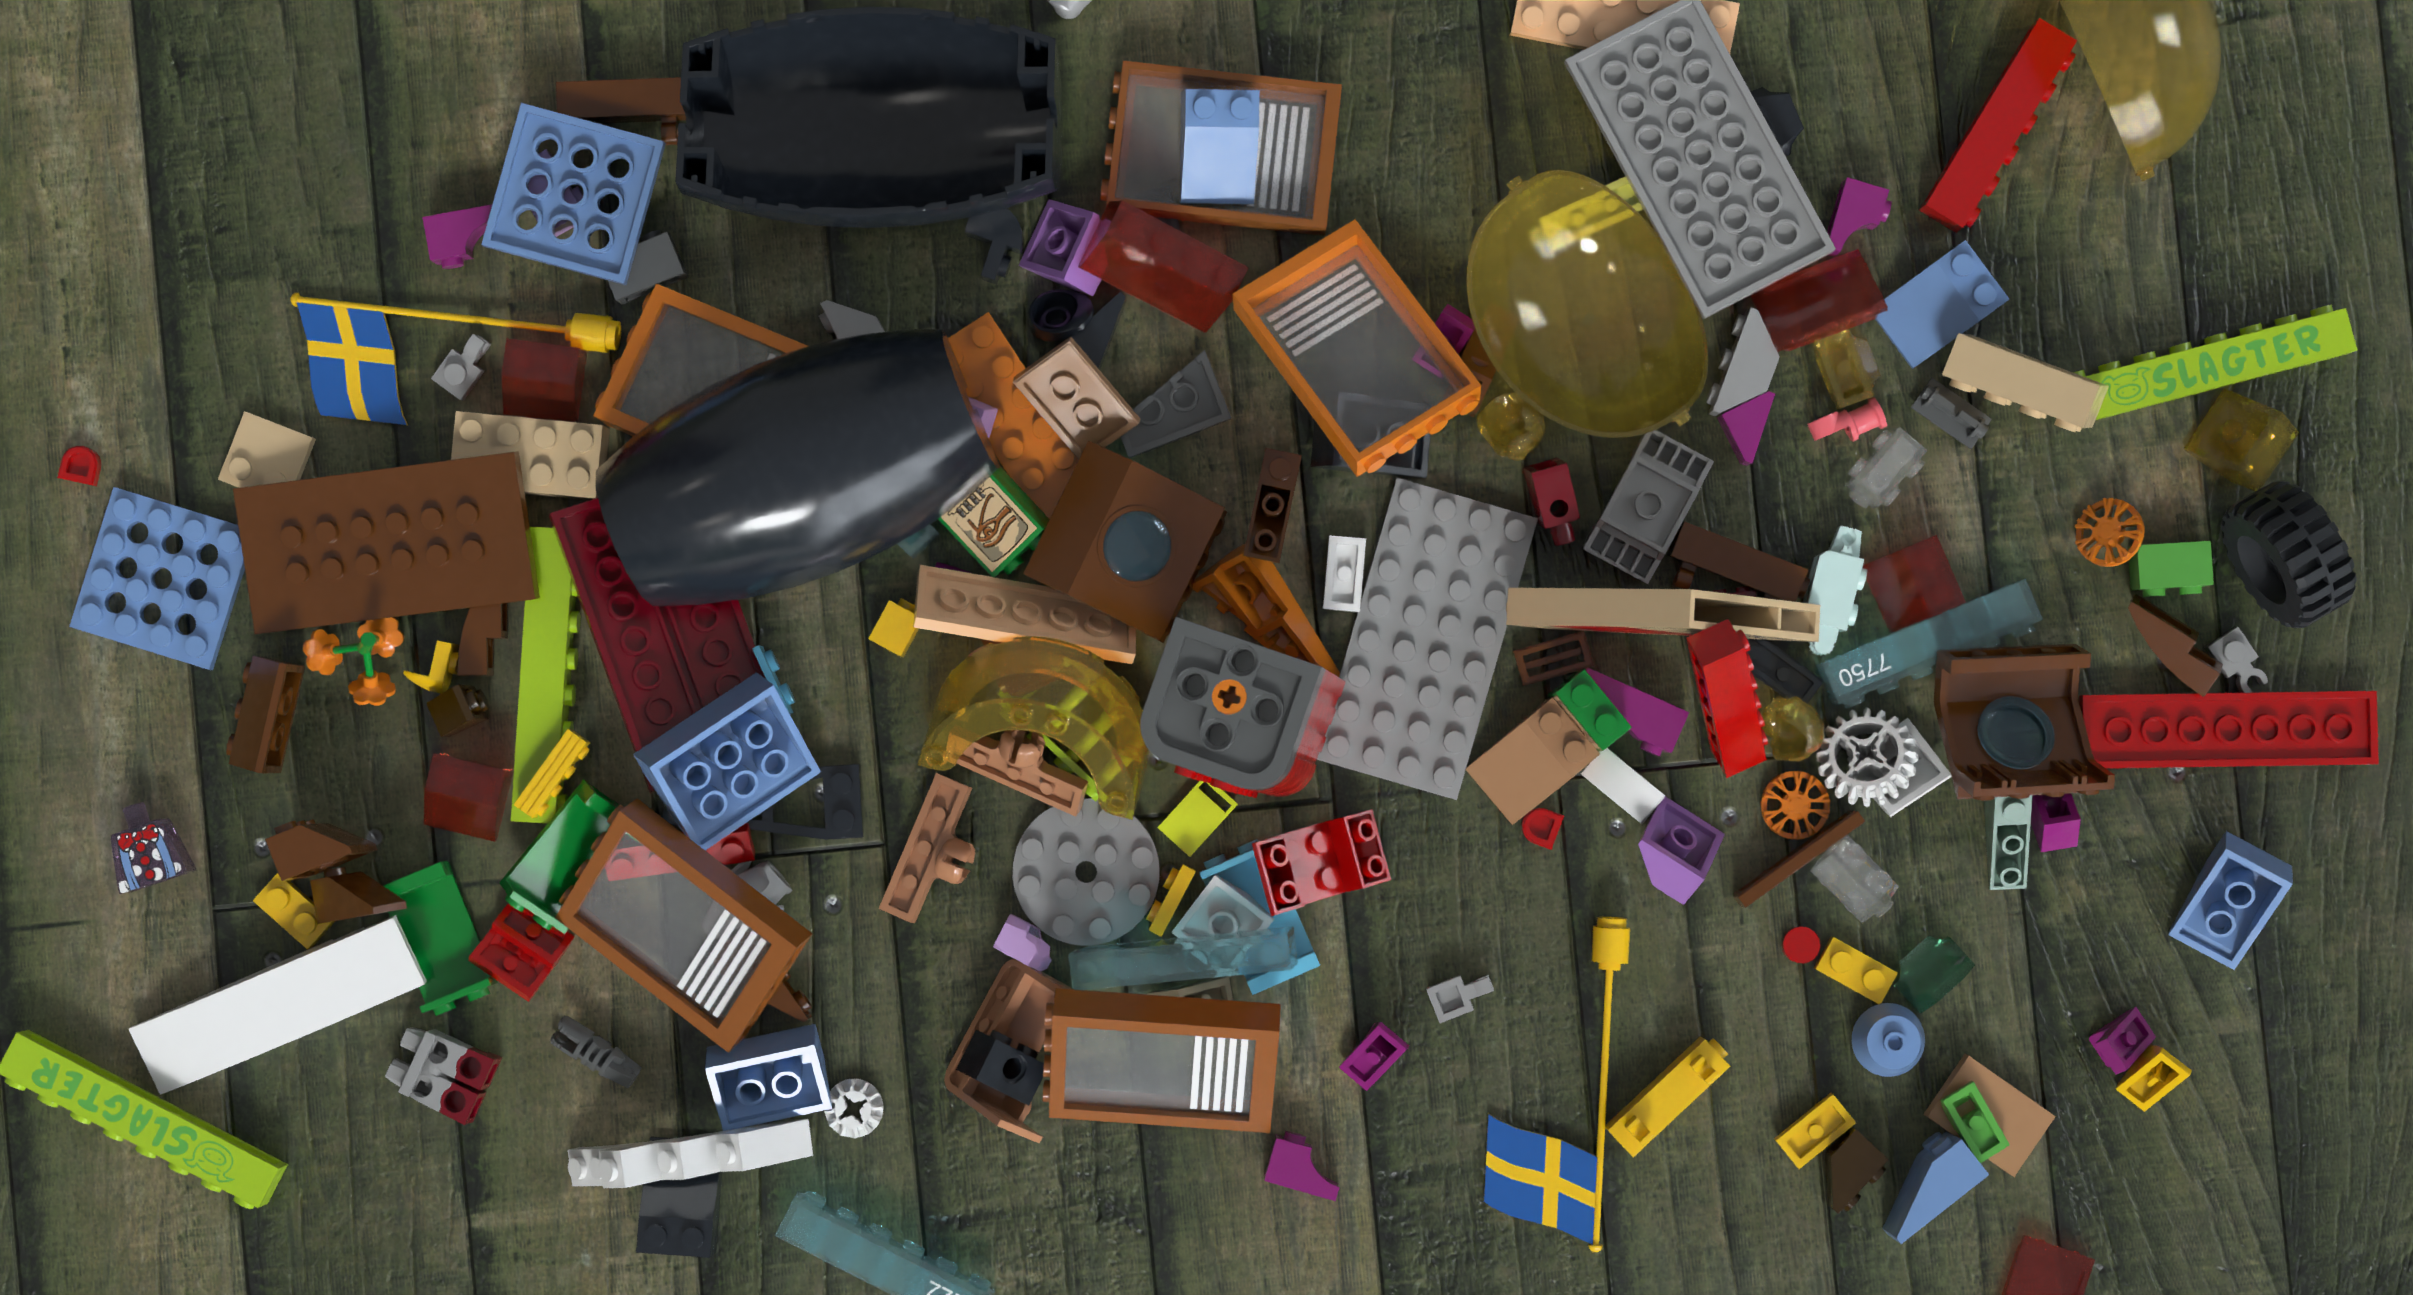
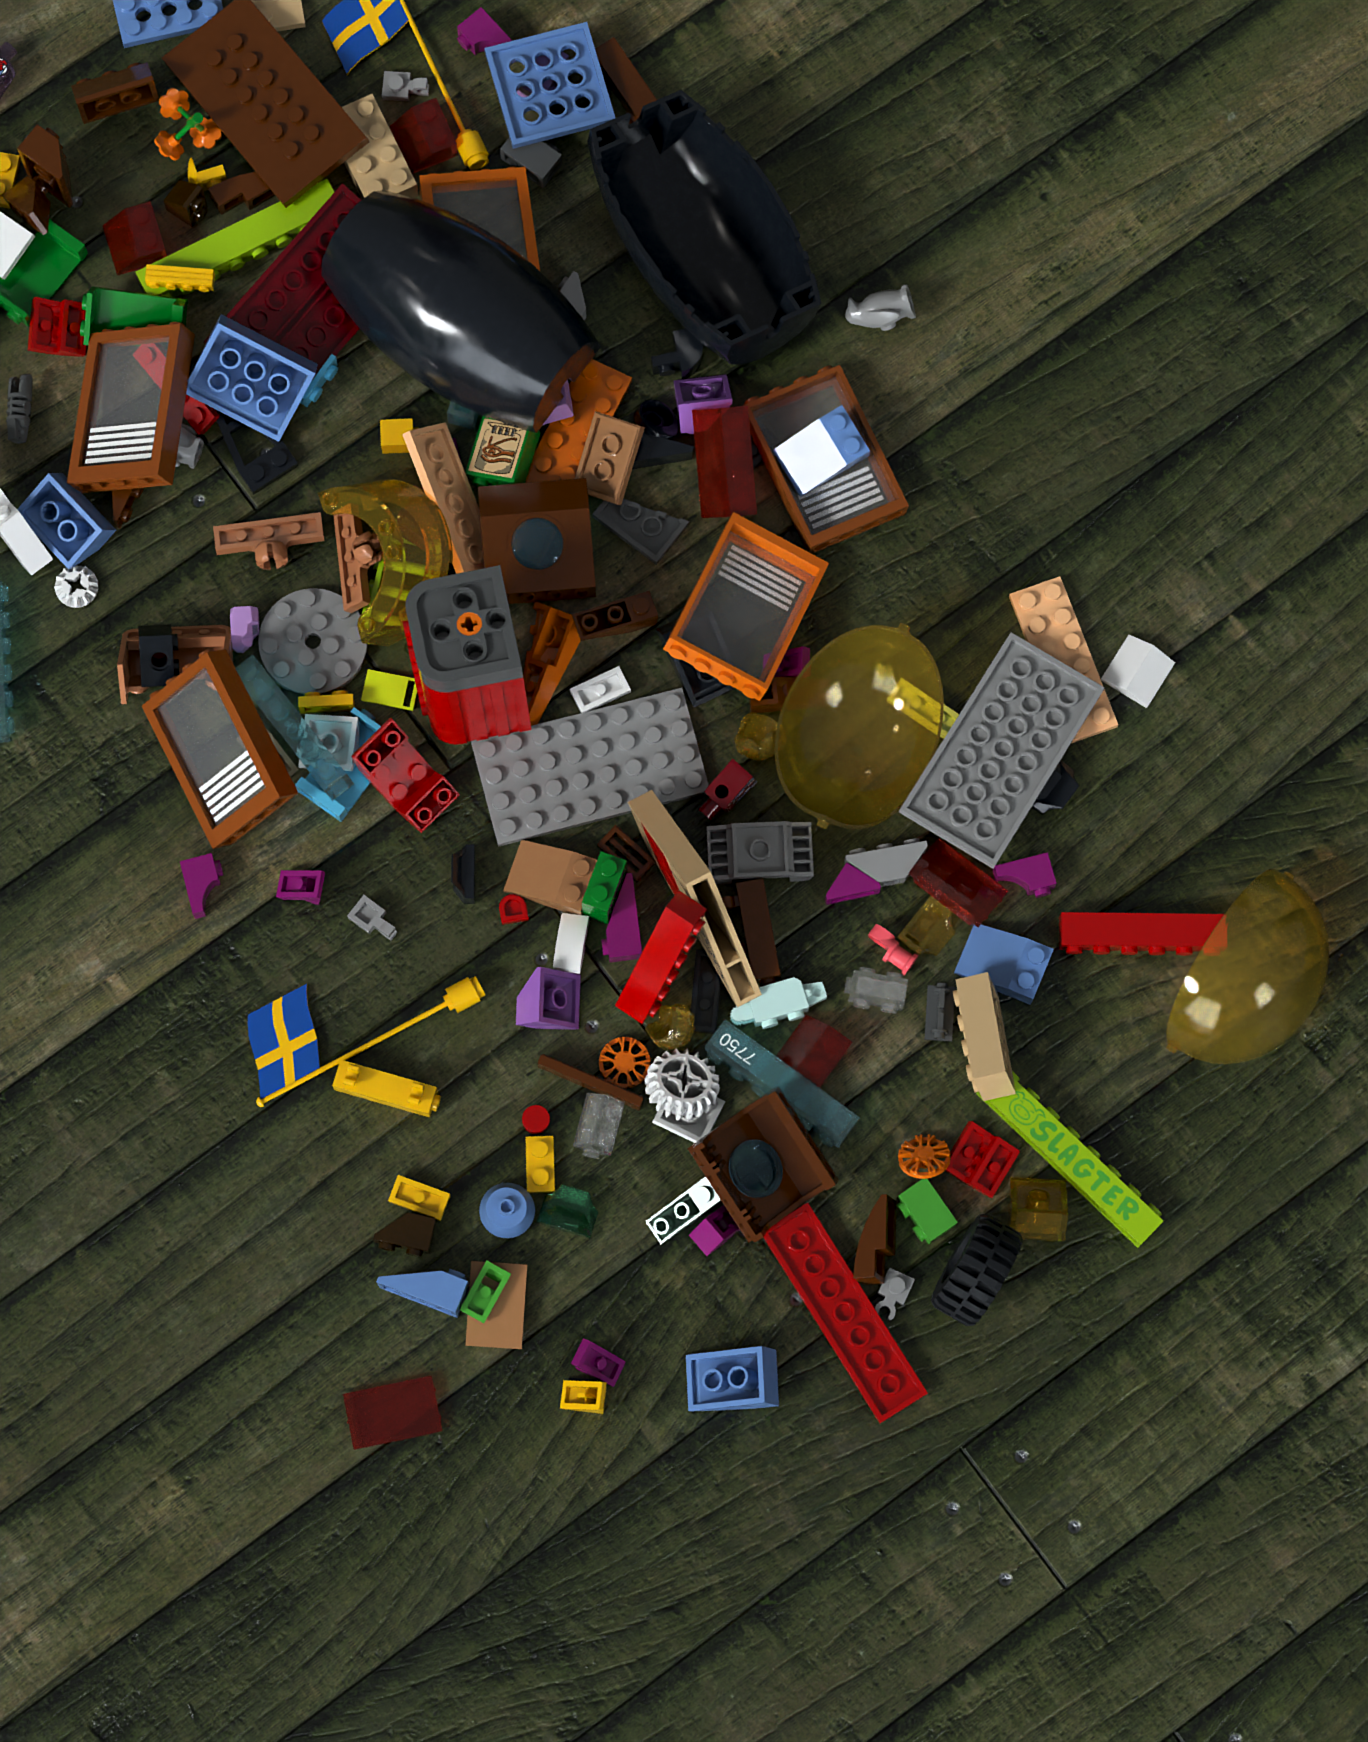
camera: 55 degrees right, 10 degrees down
(1469, 859) = (464, 873): none -> black slope
(2145, 468) = (981, 1159): none -> red slope

